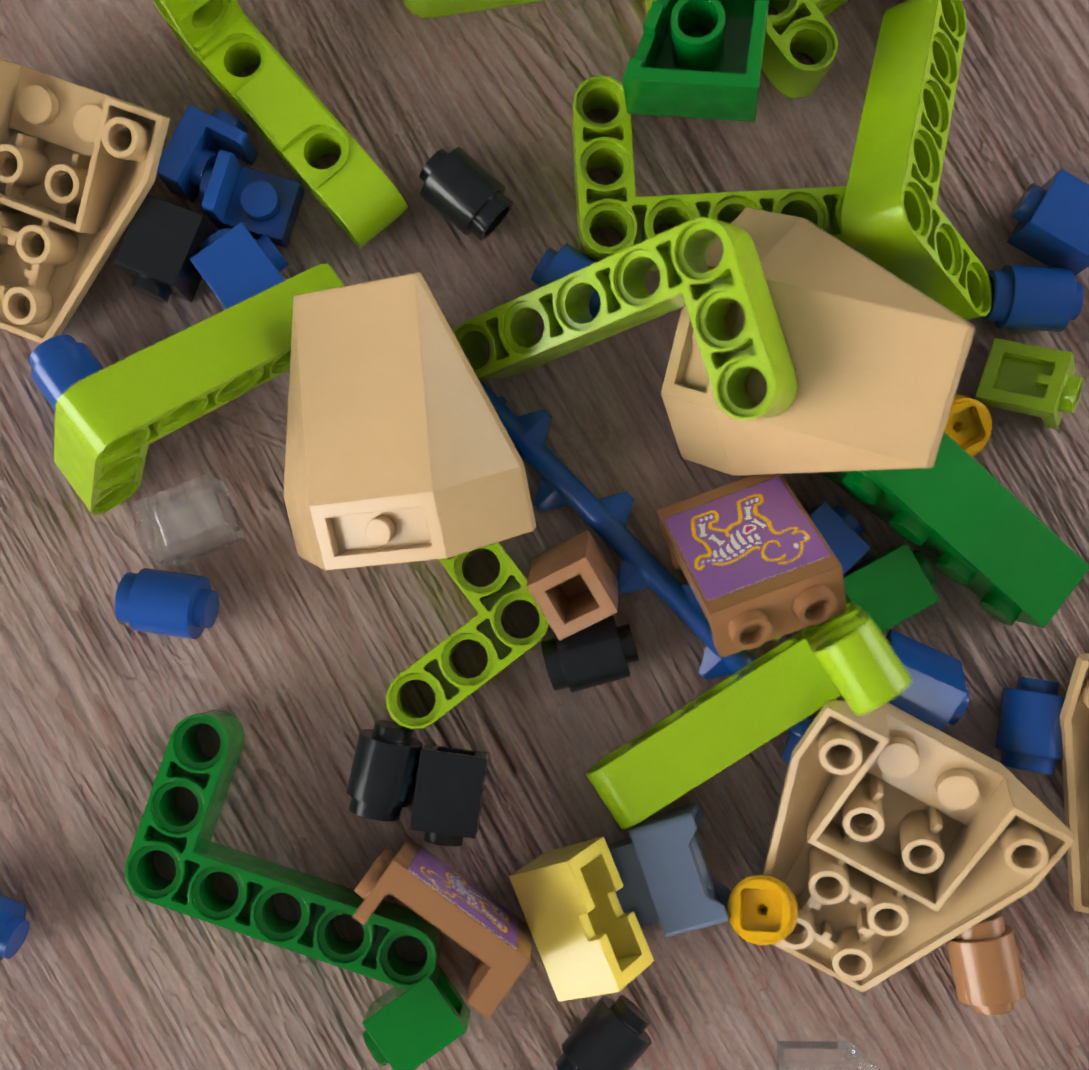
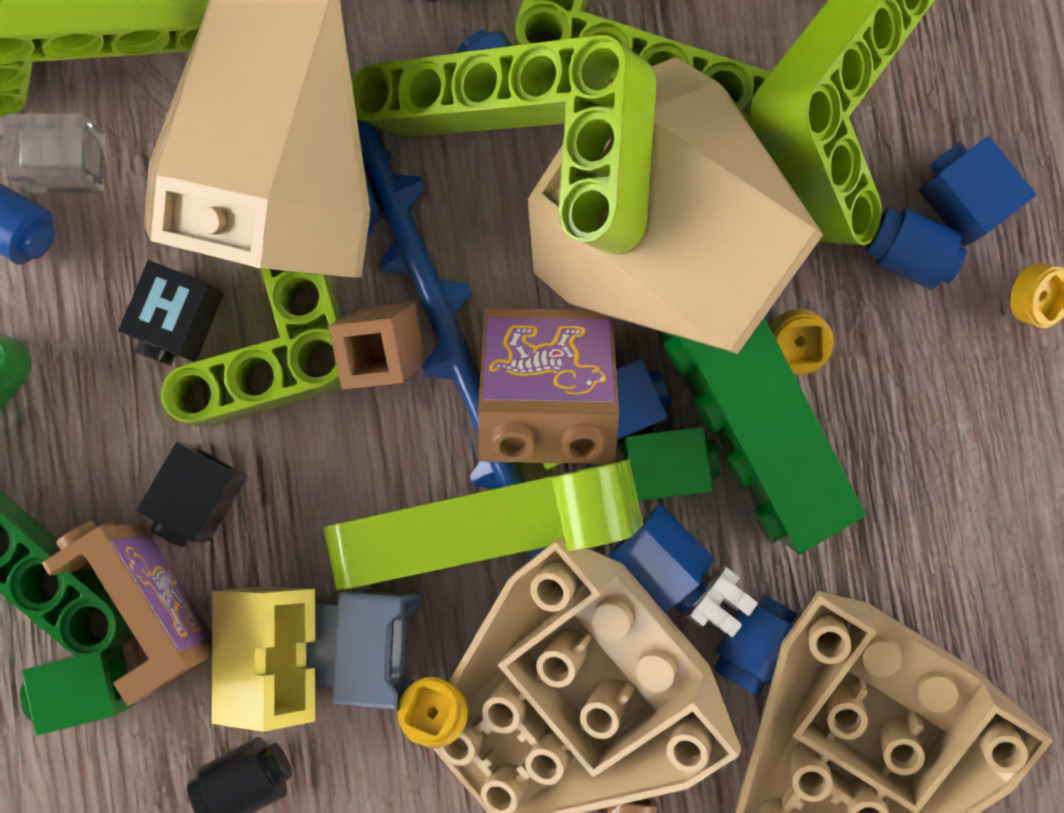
camera: 15 degrees right, 0 degrees up
(361, 631) = (170, 314): none -> black brick
(383, 771) = (137, 450): black brick -> none
(590, 656) = (372, 418): black brick -> none
(984, 689) = (721, 588): none -> white piece
(1030, 381) = (885, 325): lime bracket -> none

